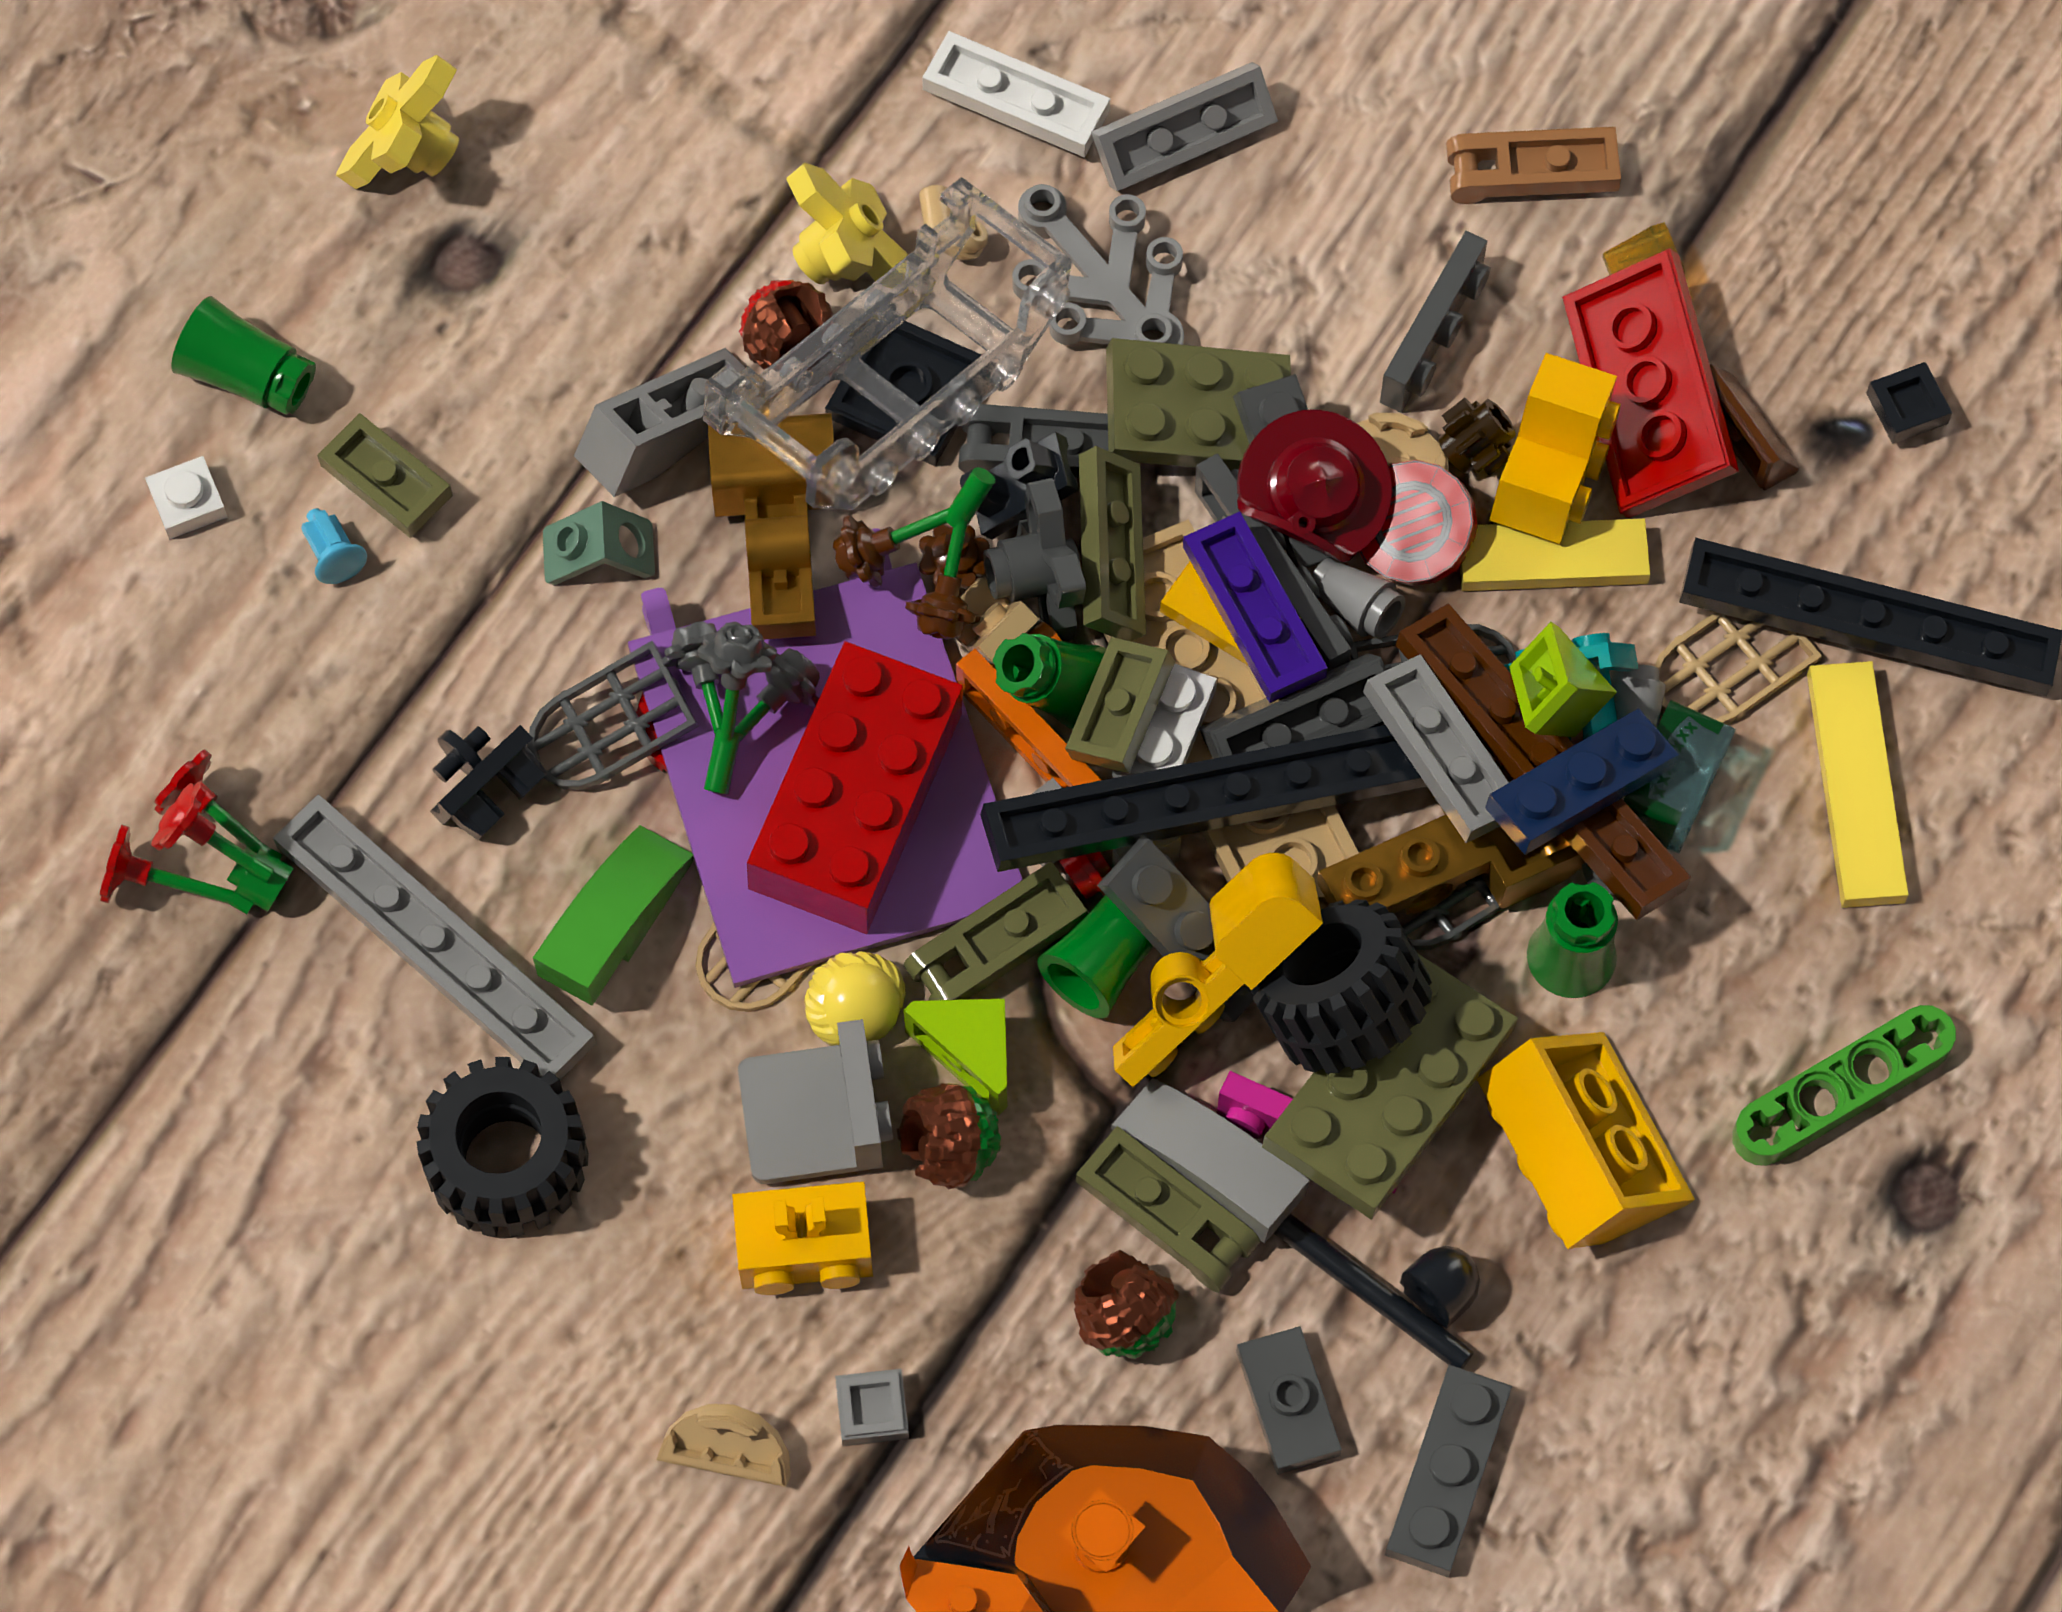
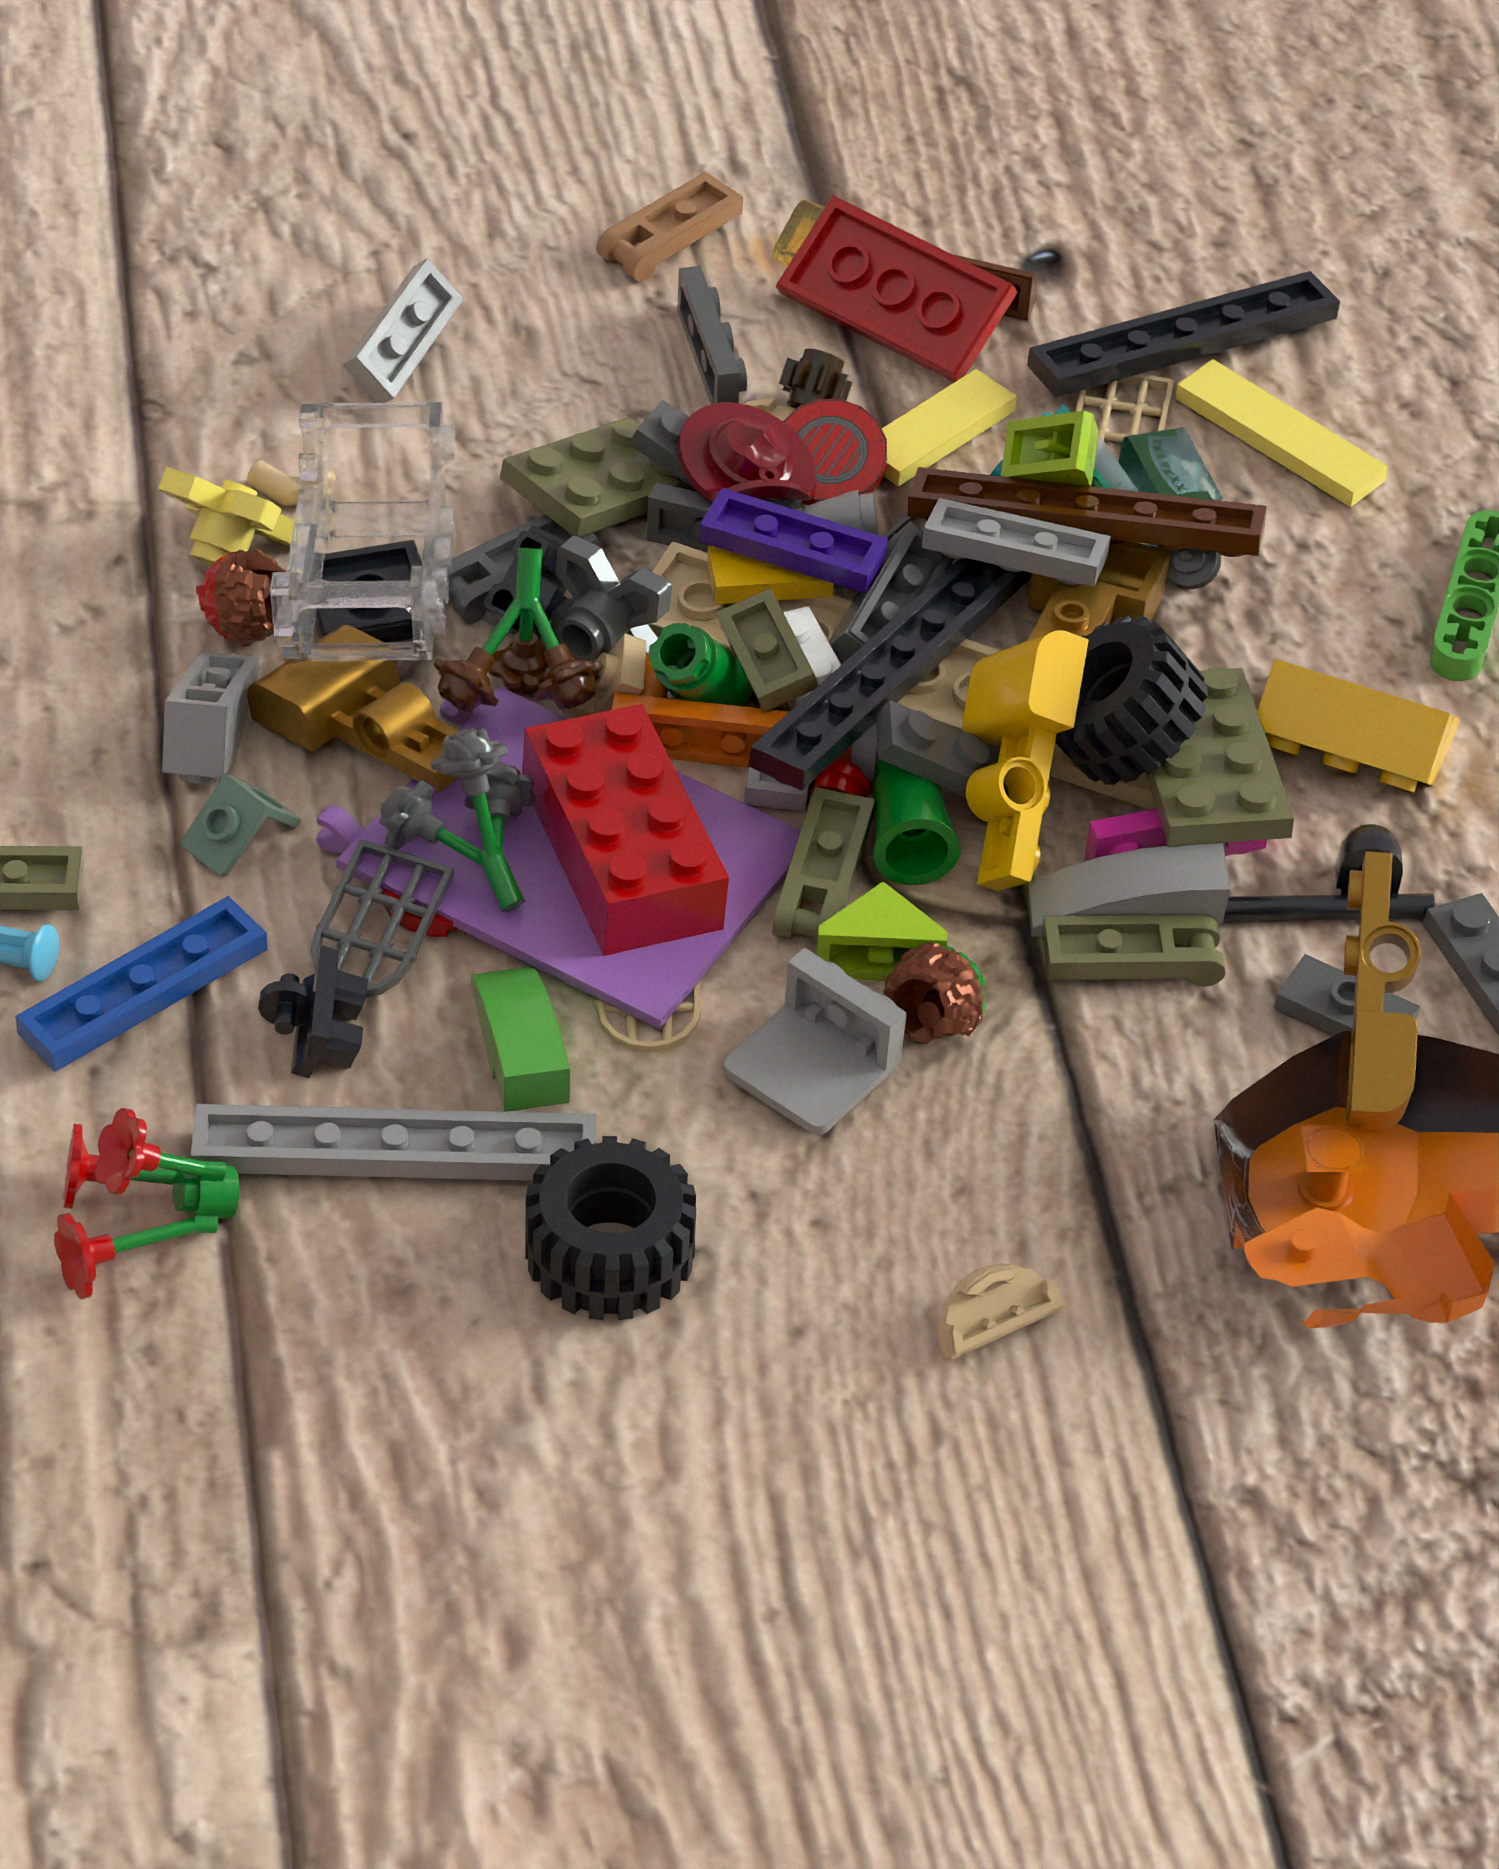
camera: 45 degrees left, 20 degrees down
(387, 647) = (141, 983): none -> blue plate
(802, 1237) = (899, 1135): yellow brick -> none
(854, 989) = (753, 971): light yellow hair -> none
(872, 1407) = (1068, 1215): light grey tile -> none
(1016, 93) = (255, 381): white plate -> none
(1103, 282) = (396, 477): light grey plant -> none
(1112, 544) = (626, 558): olive plate -> none
(1124, 1306) = (1183, 1018): copper piece -> none
(1194, 1485) = (1381, 1042): none -> pearl gold plate
(1557, 449) = (879, 344): yellow brick -> none
(1575, 943) = (1220, 606): green plant -> none
(1581, 781) = (1135, 494): dark blue plate -> none
(1909, 402) = (1067, 214): black plate -> none

